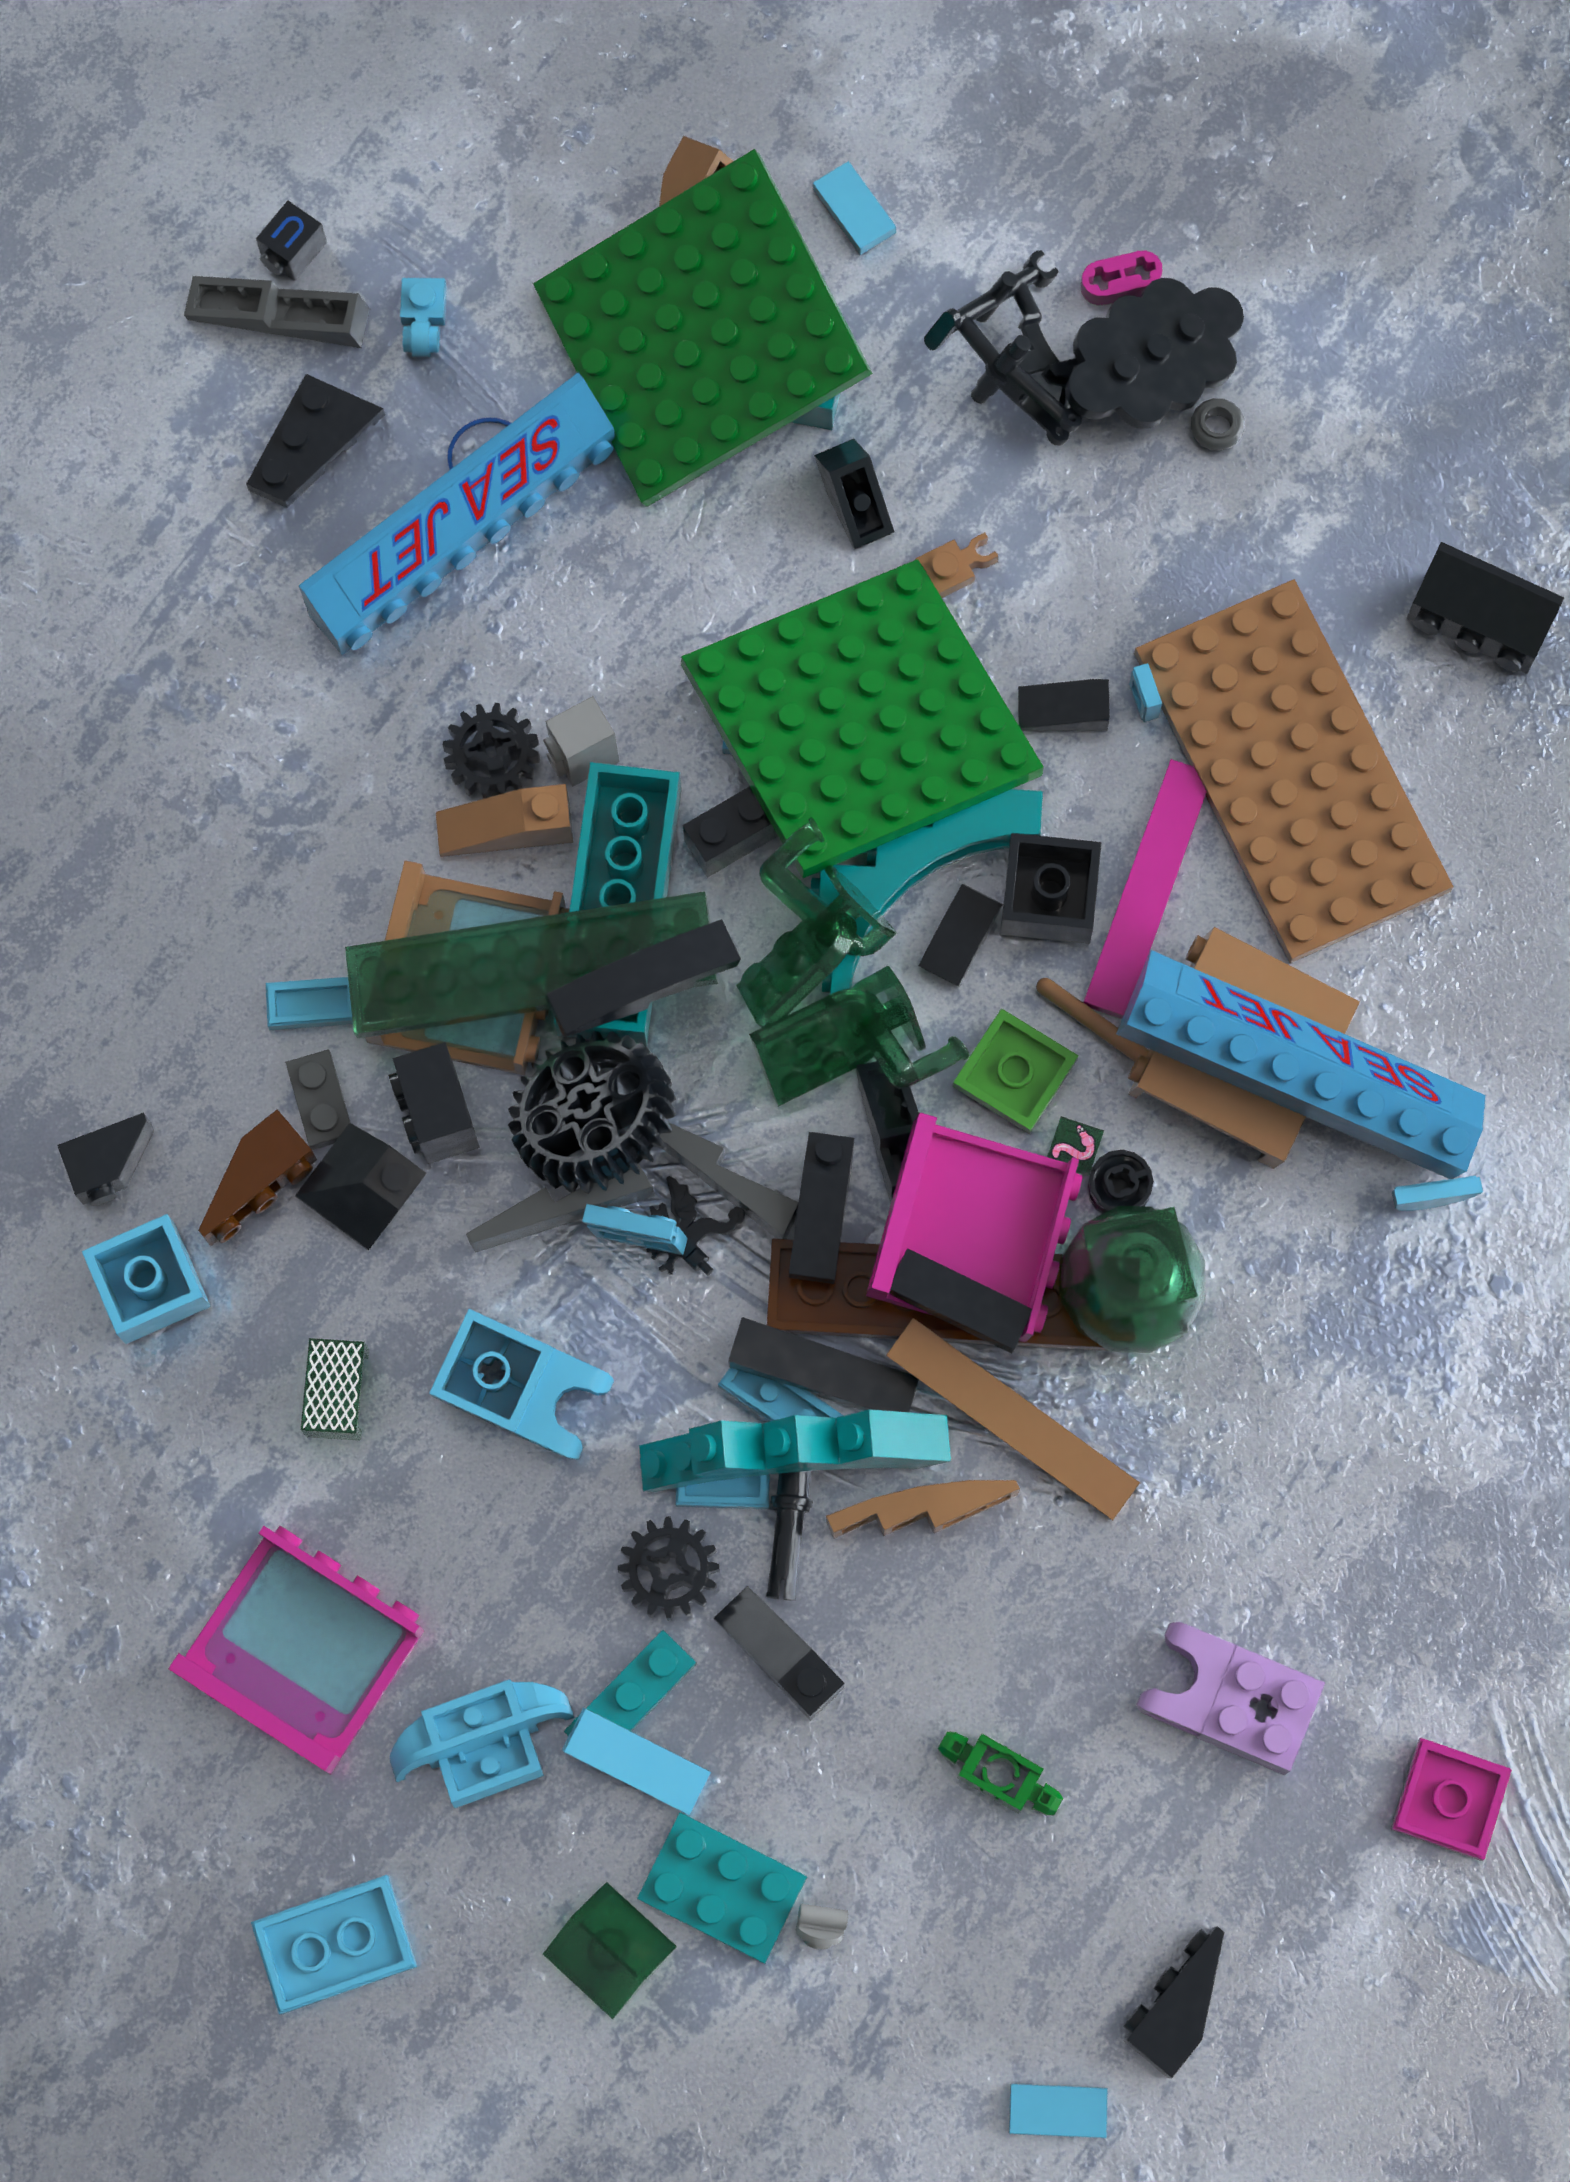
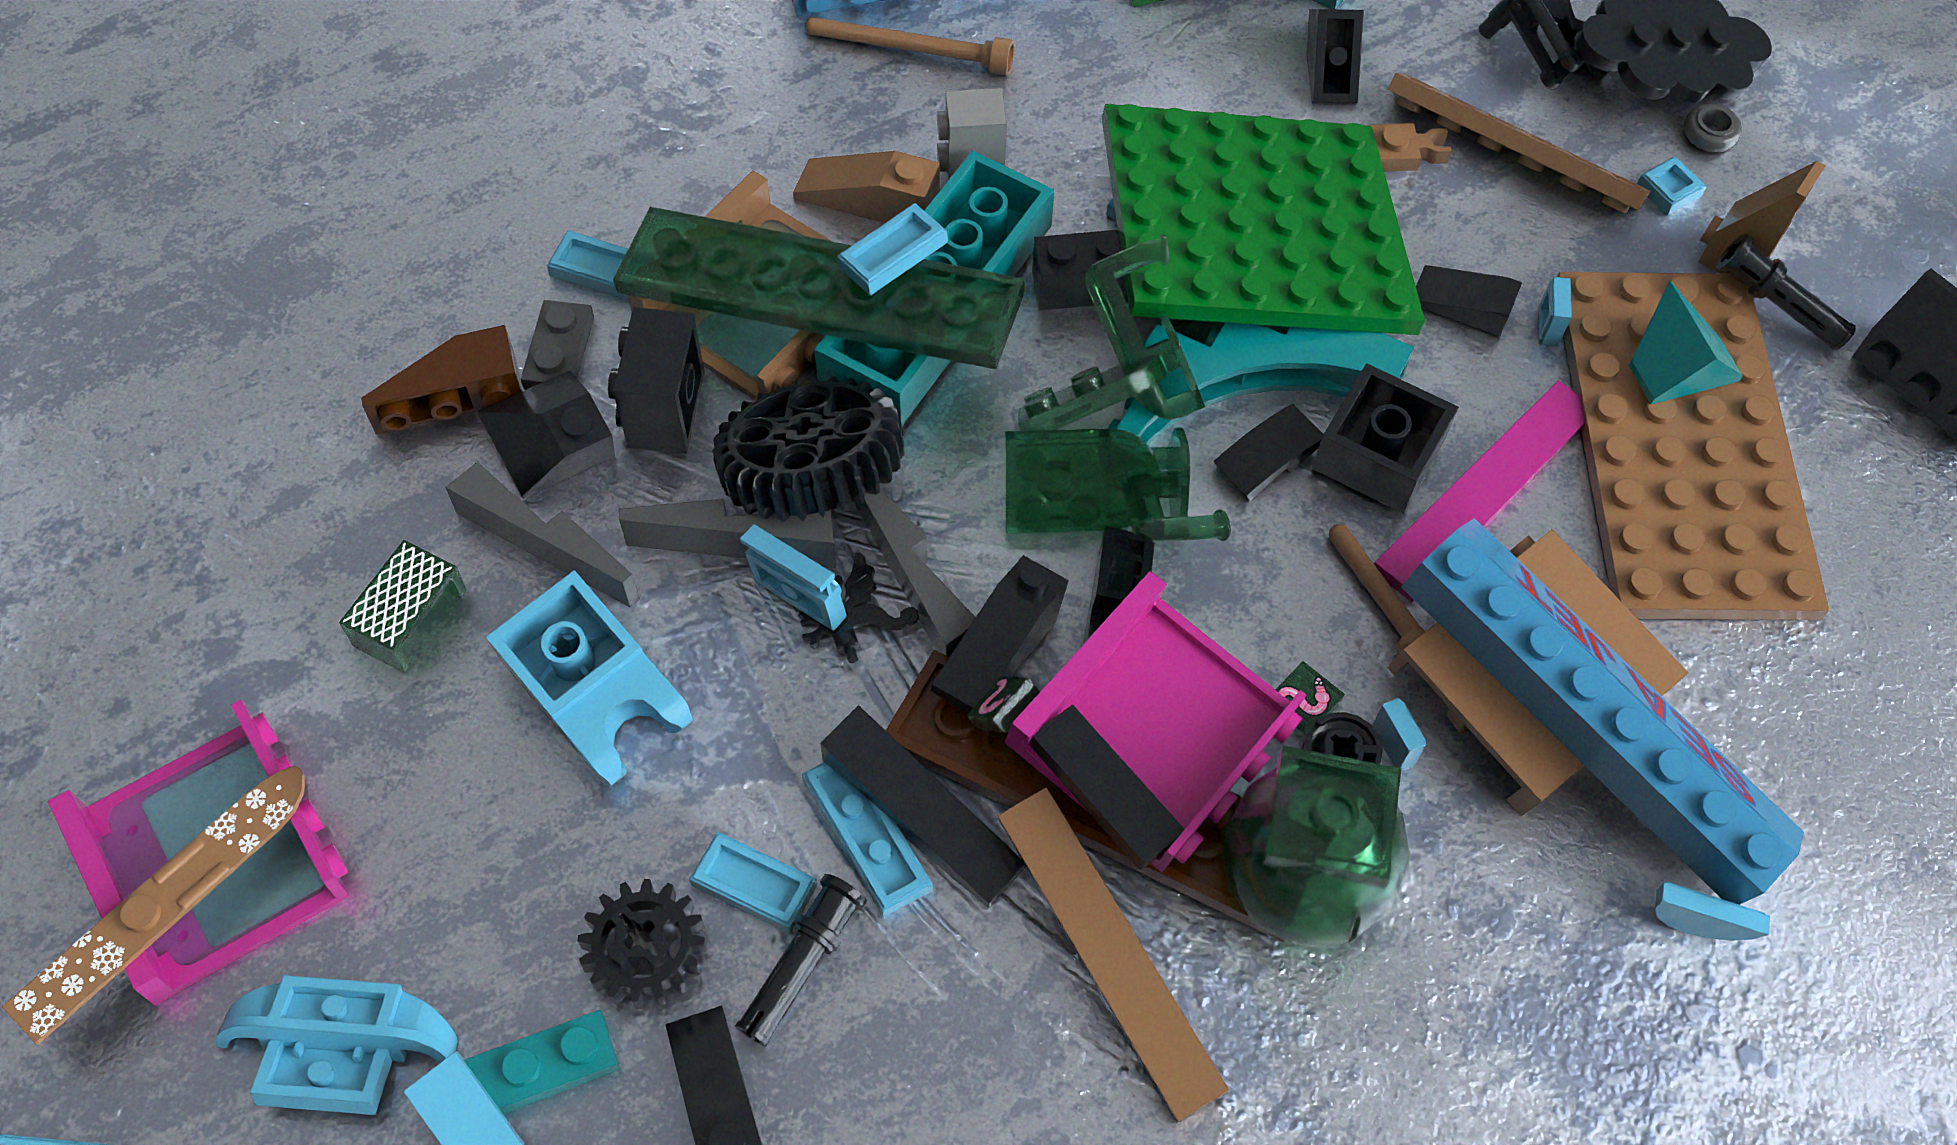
camera: 20 degrees right, 15 degrees down
(105, 1158) = (324, 310): black slope -> none
(146, 1279) = (285, 423): medium azure brick -> none
(304, 1702) = (156, 905): none -> medium nougat piece
(432, 1279) = (558, 542): none -> dark grey slope
(473, 755) = (886, 122): black gear -> none
(547, 628) = (994, 54): none -> medium nougat piece
(581, 909) = (892, 249): none -> medium azure tile
(642, 977) = (926, 318): black slope -> none
(795, 1445) = (848, 856): teal arch -> none
(854, 1269) = (1003, 703): none -> clear green tile
(940, 1503) = (987, 1009): medium nougat slope -> none
(1015, 1071) = (1272, 598): bright green plate -> none
(1050, 519) = (1534, 151): none -> medium nougat plate
(1158, 1148) = (1399, 734): none -> medium azure tile
(1200, 504) = (1671, 185): none -> medium azure tile
(1263, 698) = (1680, 352): none -> teal slope
(1285, 541) = (1760, 215): none -> medium nougat slope
(1314, 589) = (1769, 280): none -> black pin

